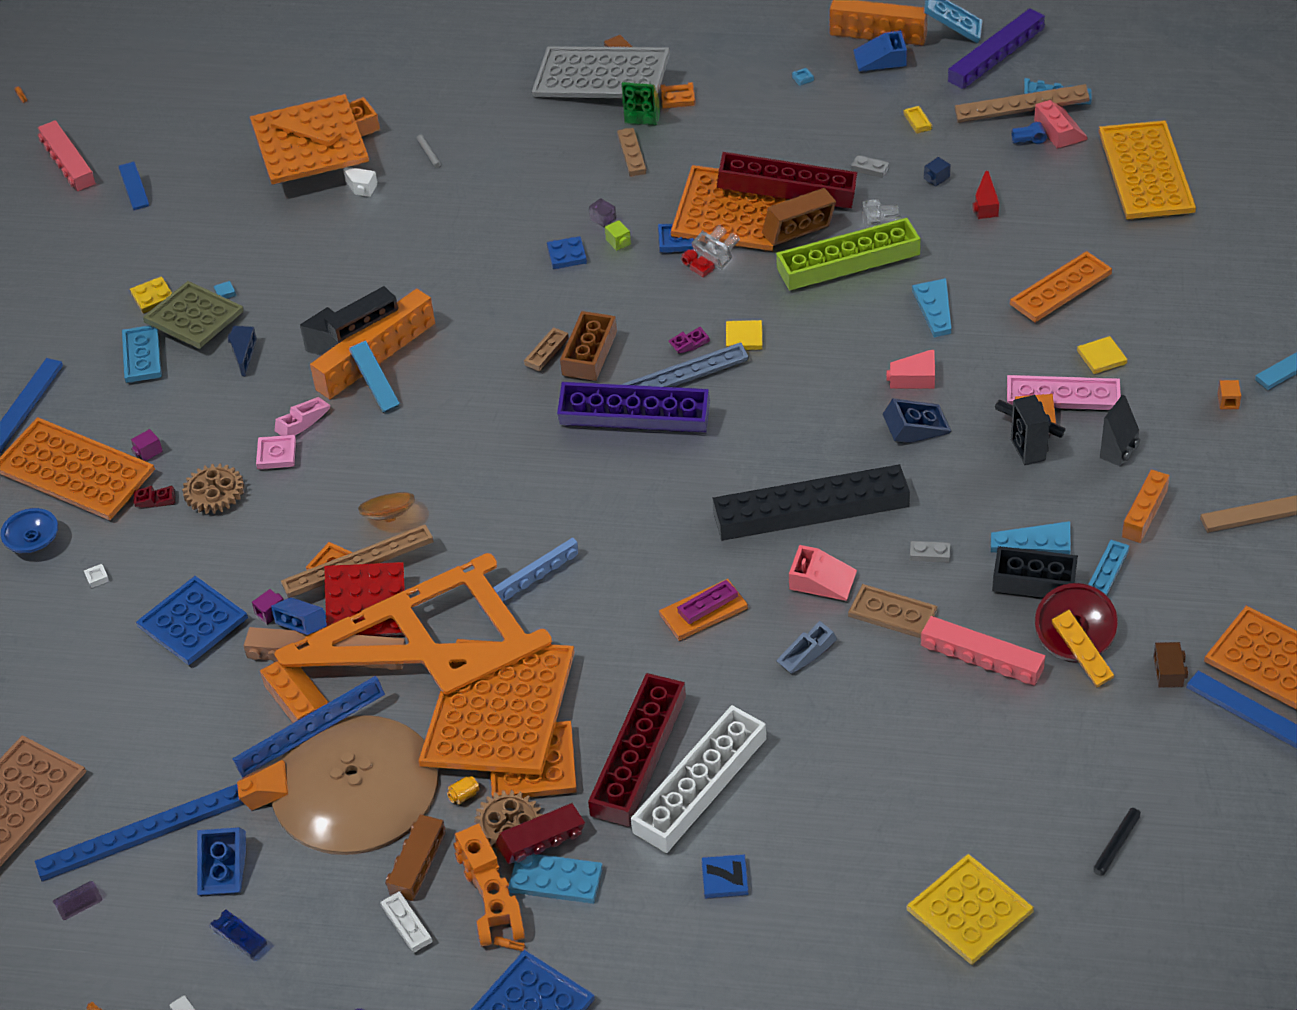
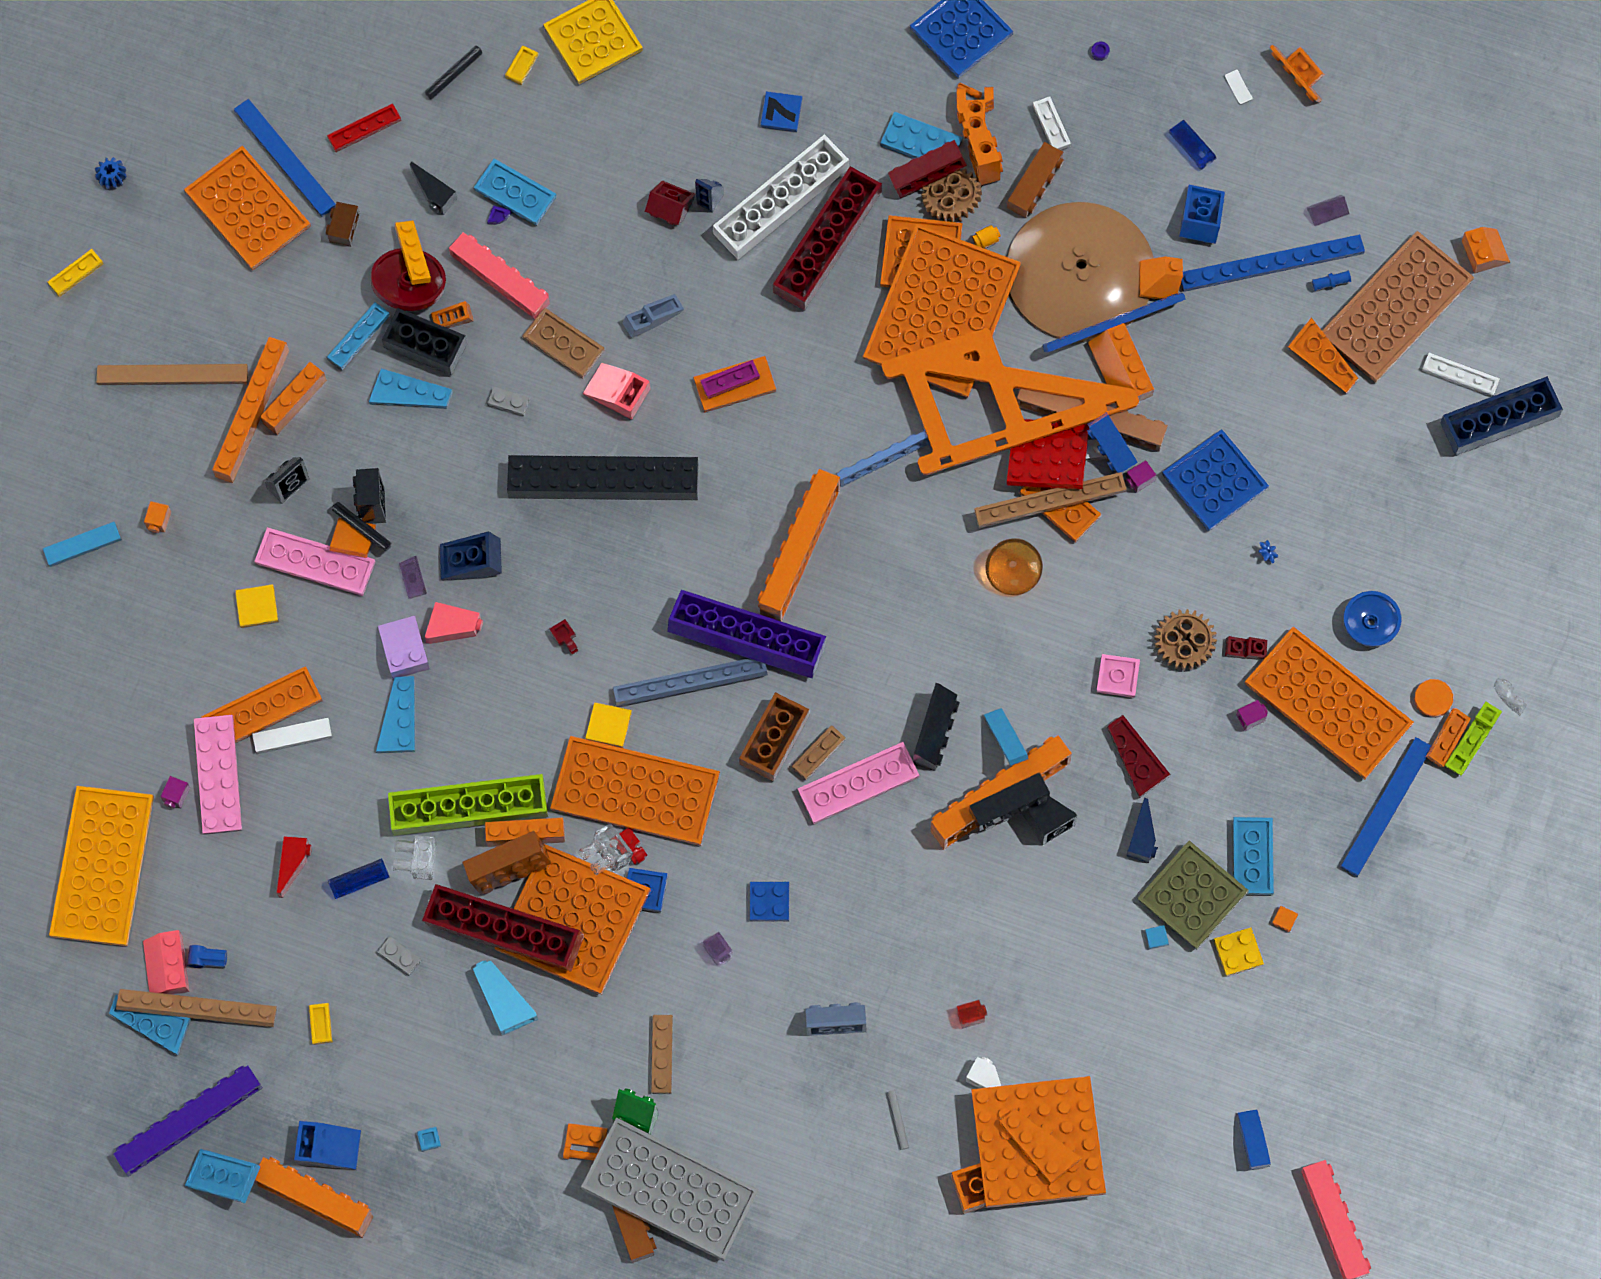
camera: 170 degrees left, 25 degrees up
(72, 824) = (1331, 280): none -> blue pin
(80, 747) = (1319, 352): none -> orange wing
(96, 576) = (1307, 560): white tile -> none
(112, 321) = (1285, 919): none -> orange tile
(136, 572) = (1267, 551): none -> blue plant
(252, 399) = (1139, 760): none -> dark red wing
(301, 417) = (1087, 717): bright pink slope -> none
(378, 214) = (971, 1014): none -> clear red brick
(442, 379) = (935, 728): none -> black slope
(490, 184) = (835, 1019): none -> sand blue slope
(505, 336) = (858, 783): none -> bright pink plate
(600, 480) = (799, 545): none -> orange brick
(617, 235) = (708, 906): lime brick -> none
(691, 341) = (667, 731): magenta slope -> none
(704, 295) = (635, 790): none -> orange plate
(767, 250) = (549, 830): none -> orange brick
(769, 146) = (504, 1000): none -> medium azure slope
(780, 757) = (708, 193): none -> dark blue slope
(806, 385) = (564, 634): none -> dark red plate
(822, 755) = (669, 202): none -> dark red slope
(925, 199) = (358, 878): none -> clear blue plate
(937, 171) = (331, 919): dark blue brick -> none
(952, 347) = (403, 647): none -> lavender slope
(964, 401) = (412, 577): none -> clear purple slope
(997, 732) = (515, 192): none -> dark azure plate
(1007, 617) = (450, 310): none -> orange slope
(1007, 711) = (498, 215): none -> dark purple tile
(1023, 277) = (292, 735): none -> white tile
(1042, 866) = (521, 65): none -> yellow tile
(1077, 236) = (218, 774): none -> bright pink plate
(1088, 715) = (438, 194): none -> black slope
(1108, 220) = (175, 792): none -> magenta brick
(1183, 491) = (250, 409): none -> orange brick
(1192, 766) = (364, 127): none -> red tile

